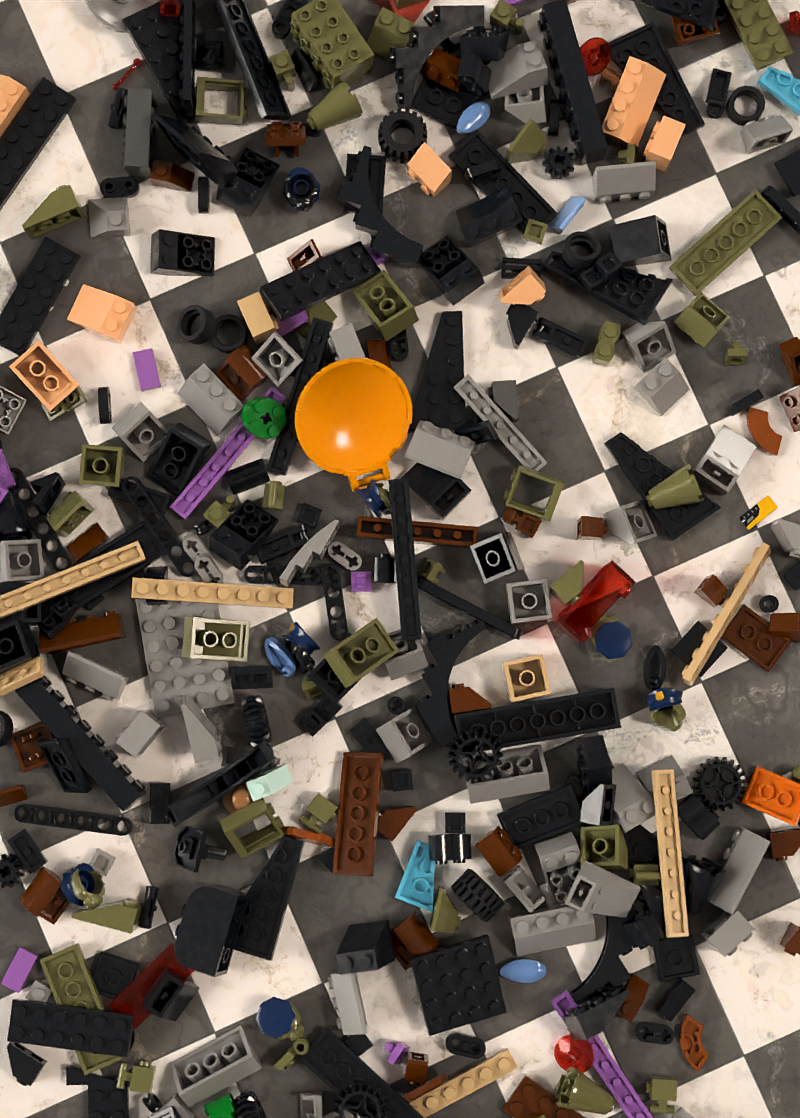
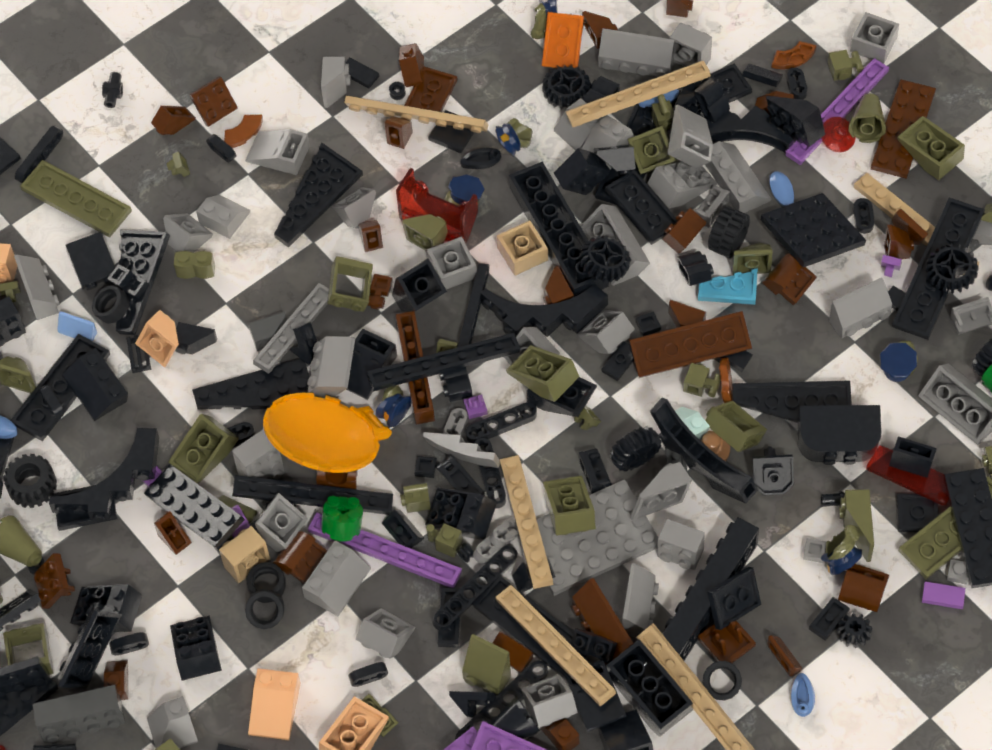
camera: 100 degrees left, 25 degrees down
(74, 815) = (786, 588): black beam -> none
(102, 465) = (430, 654): olive slope -> none
(119, 187) = (138, 726): black plate -> none
(146, 369) = (321, 648): medium lavender tile -> none
(159, 802) = (749, 512): black plate -> none
(178, 458) = (403, 591): black slope -> none
(280, 656) = (567, 452): medium blue arm -> none
(286, 1059) = (930, 347): olive plate -> none
(301, 189) = (103, 555): piece -> none
(301, 647) = (552, 433): piece -> none
(320, 715) = (611, 407): black slope -> none
(365, 948) = (808, 304): black slope -> none
(393, 699) = (581, 342): black bush -> none
(429, 170) = (61, 446): light nougat slope -> none
(451, 270) = (154, 406): black slope -> none
(455, 822) = (671, 273): black plate -> none
(535, 231) = (102, 342): olive plate -> none
(558, 169) = (28, 345): black gear -> none
(560, 337) = (198, 302): black plate -> none
(676, 490) = (315, 171): olive cone -> none
(700, 882) = (651, 68): black cone -> none
(702, 319) = (153, 197): olive slope -> none
(758, 512) = (318, 118): yellow sticker -> none

